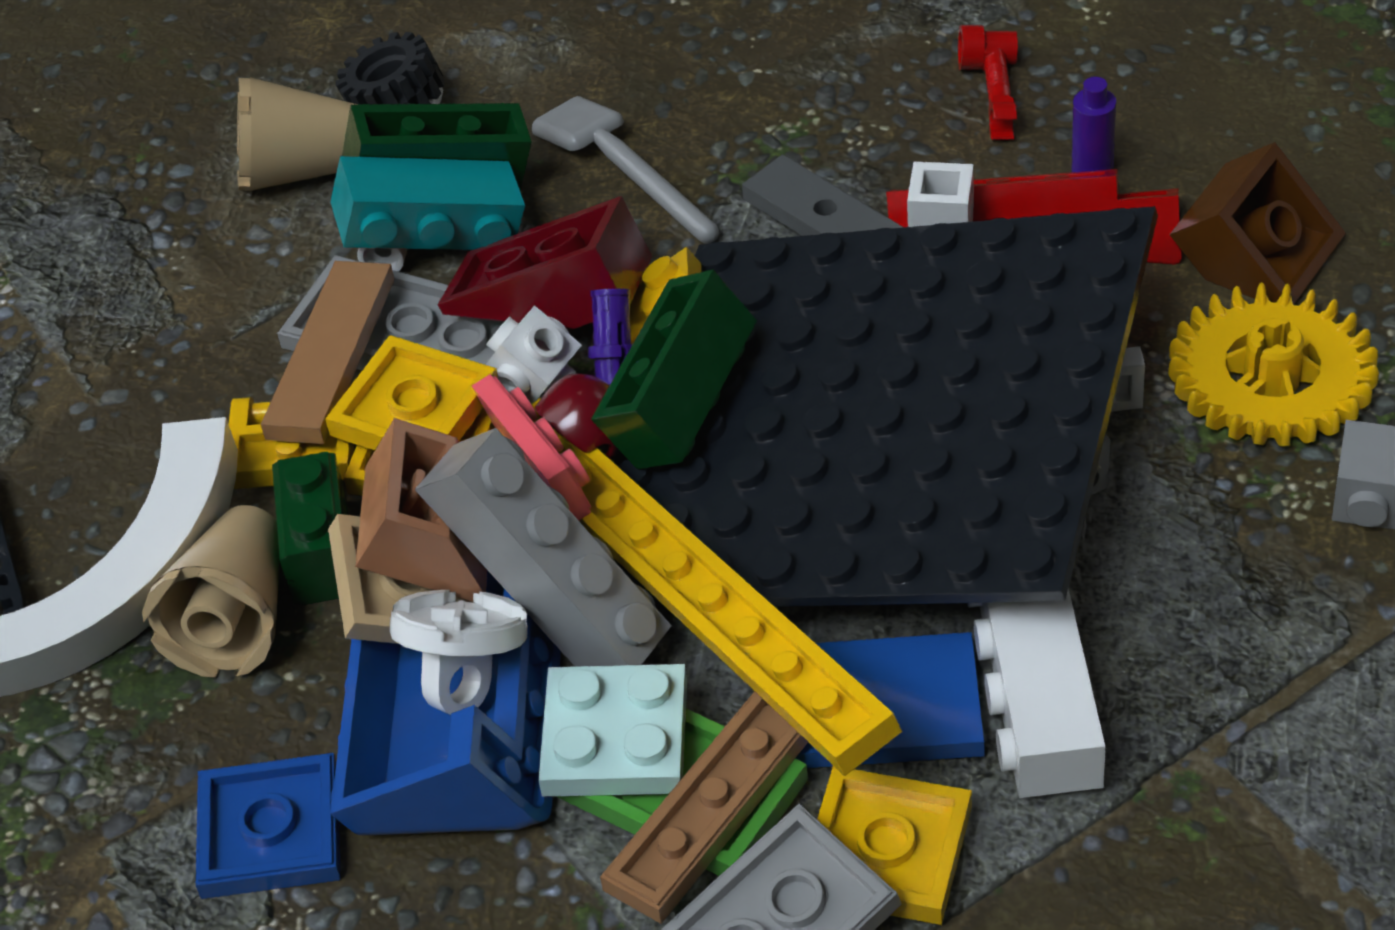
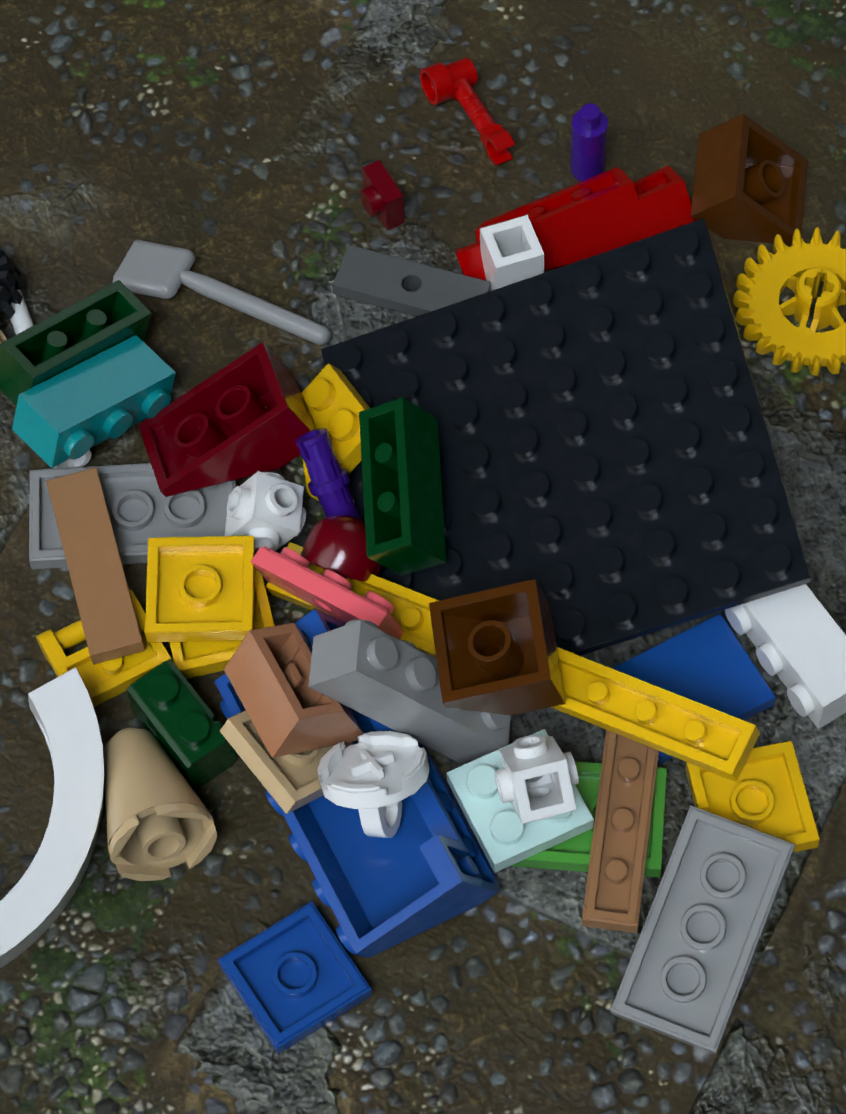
camera: 30 degrees left, 15 degrees up
(603, 704) = (537, 778): none -> white brick
(654, 538) = (497, 650): none -> reddish brown slope
(844, 124) = (382, 195): none -> dark red plate

